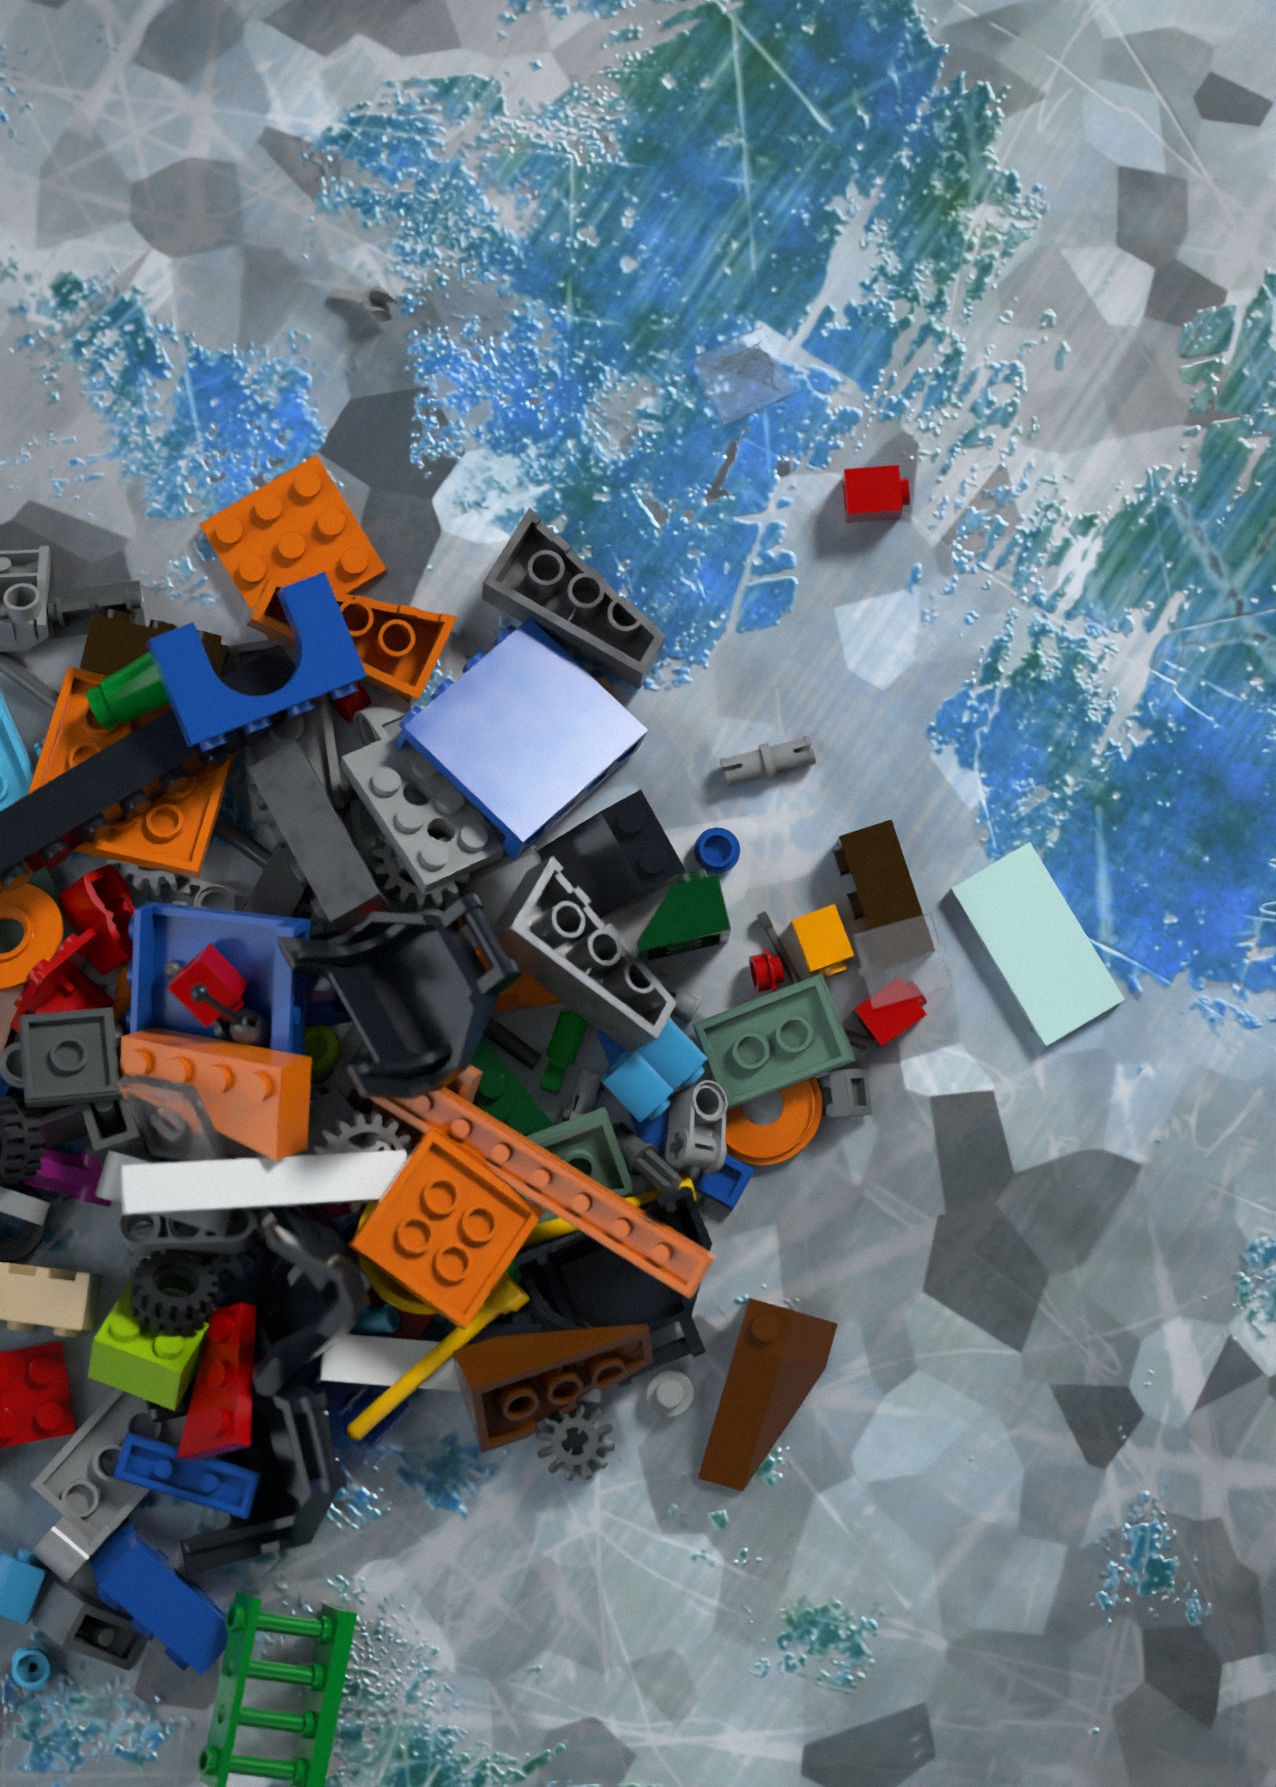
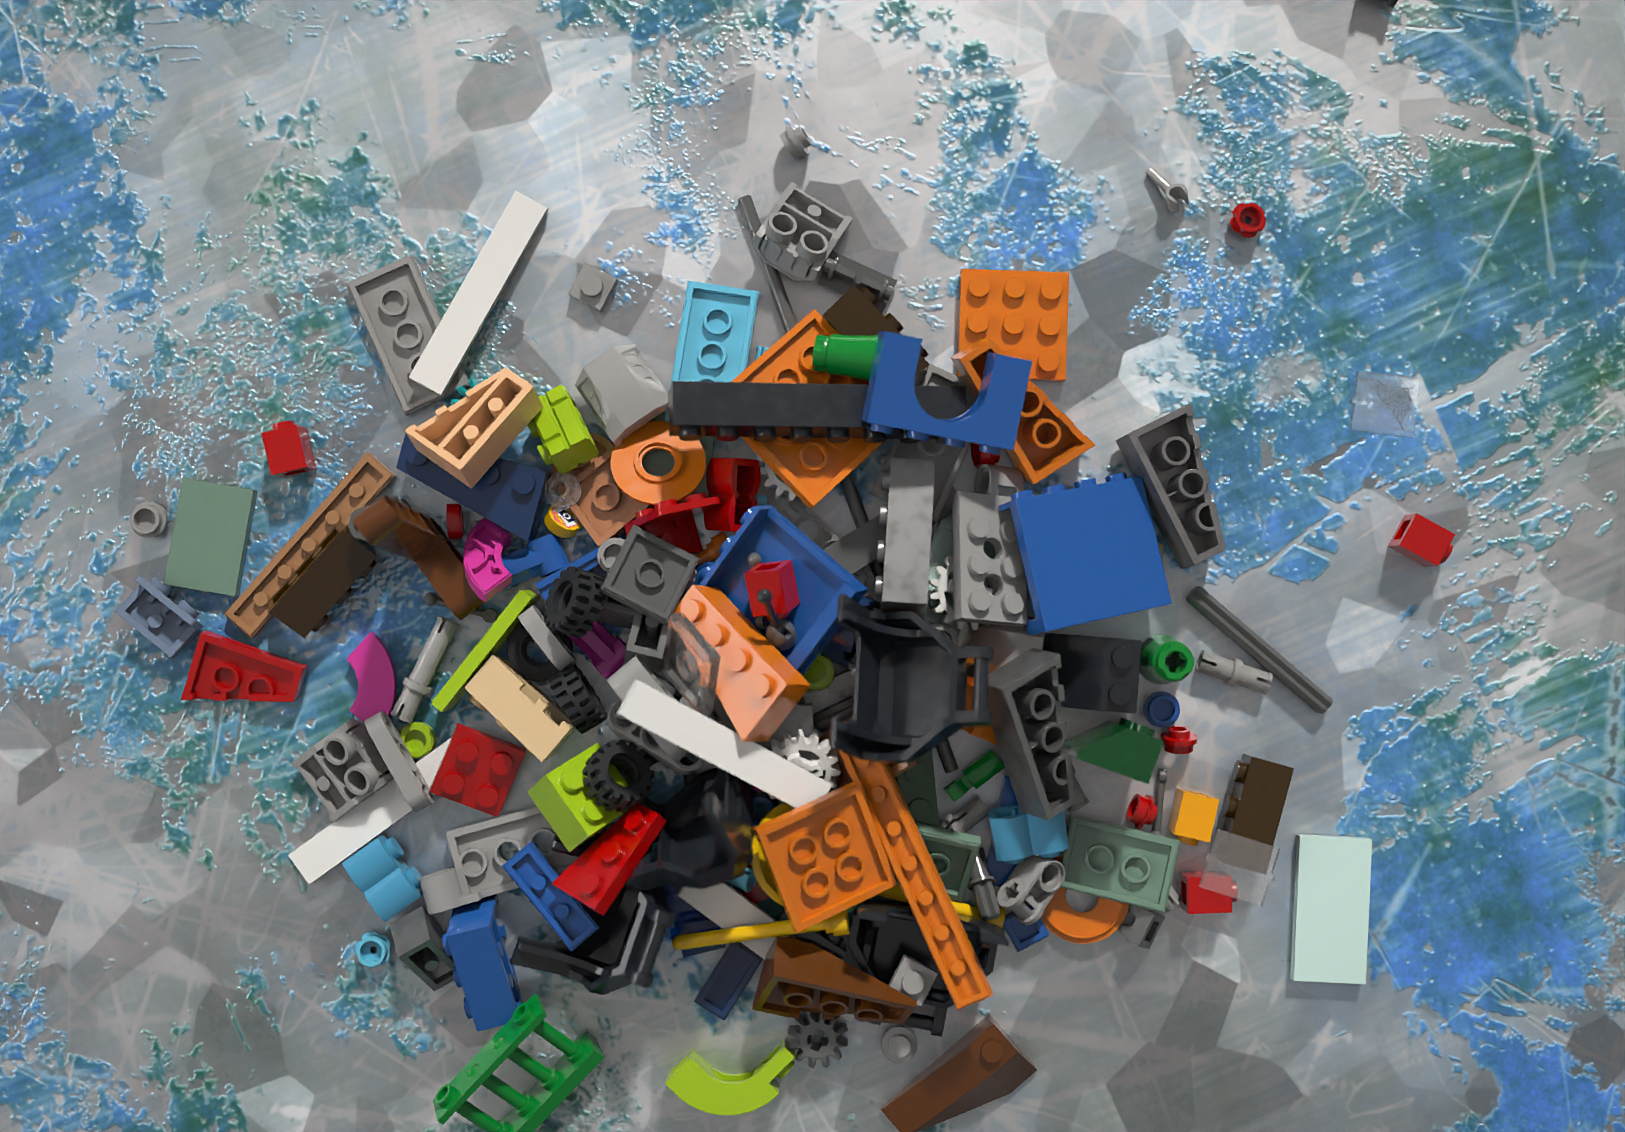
camera: 30 degrees right, 5 degrees up
(80, 1244) = (577, 698): none -> black tyre
(441, 1445) = (728, 979): none -> dark blue tile
(470, 266) = (1252, 211): none -> red plate
(500, 1575) = (728, 1093): none -> lime arch
(631, 1304) = (913, 978): none -> light grey plate
(677, 811) = (1153, 656): none -> green plant
(755, 870) = (1178, 740): none -> red plate
(779, 720) = (1259, 649): none -> dark grey axle

